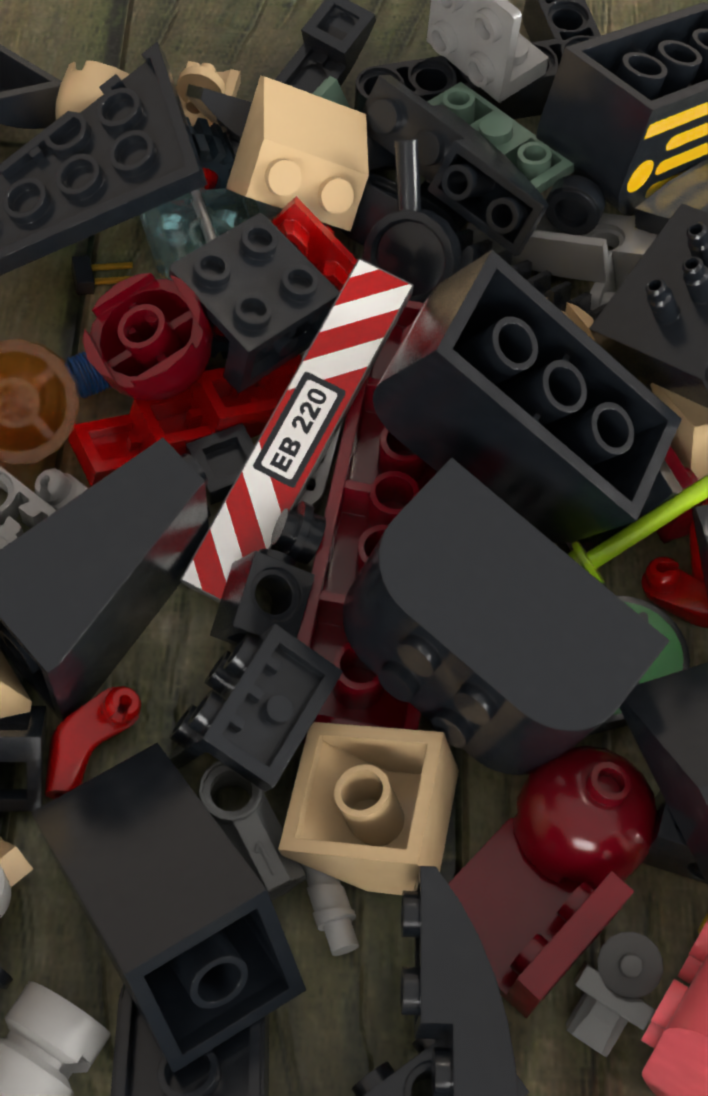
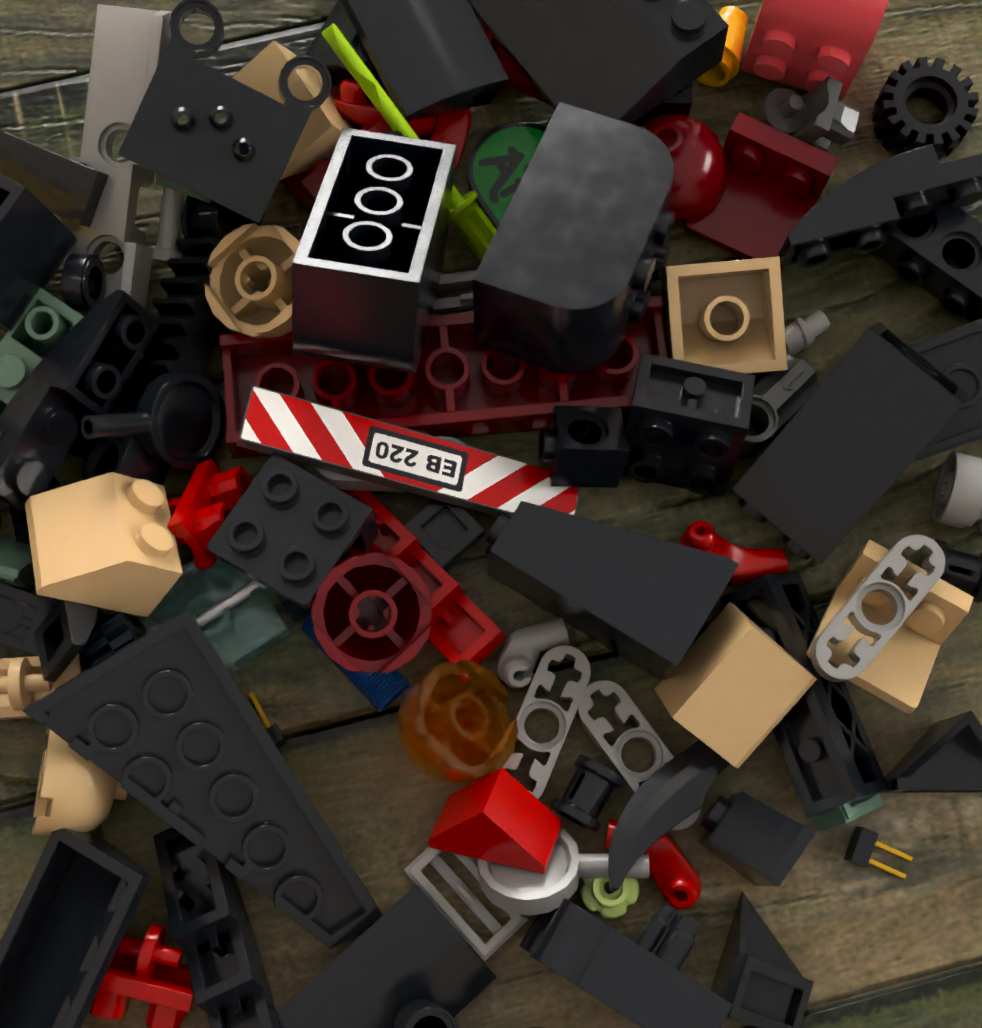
camera: 105 degrees left, 15 degrees up
(299, 532) = (511, 435): black plate -> none

